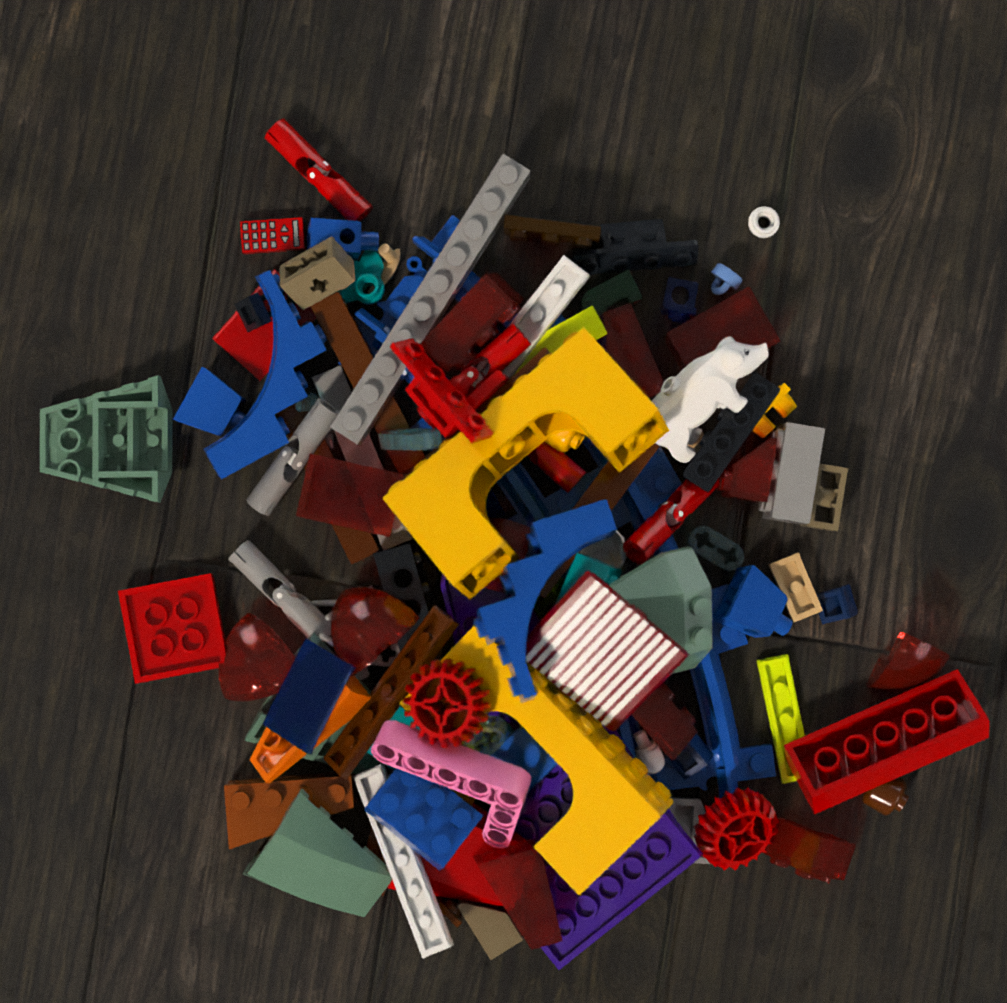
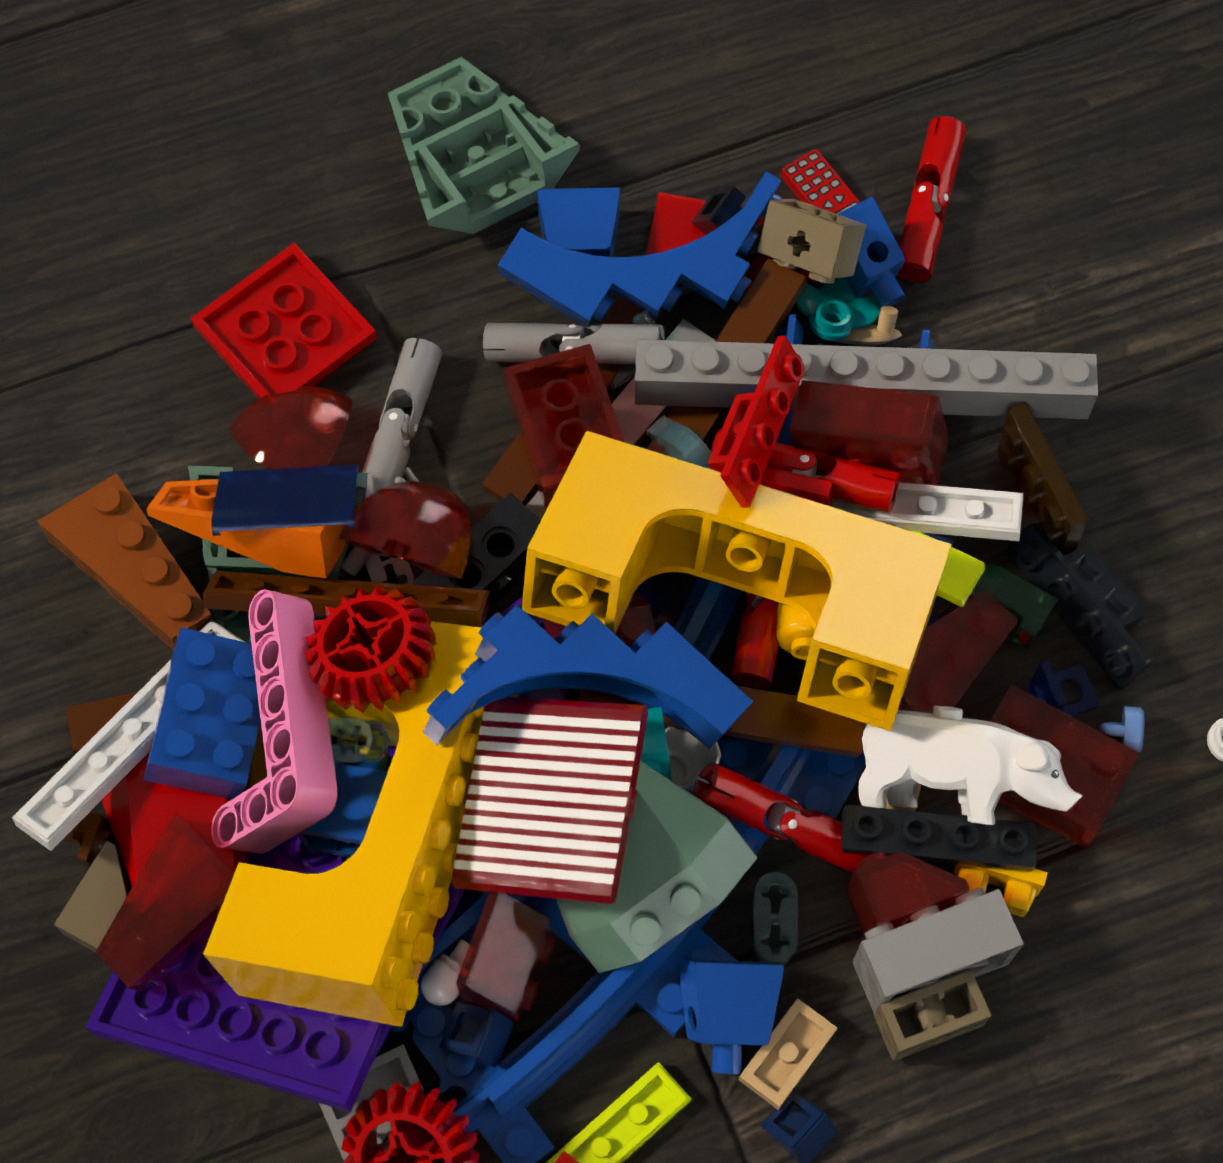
camera: 60 degrees right, 20 degrees down
(319, 861) = (76, 634): sand green wedge -> none

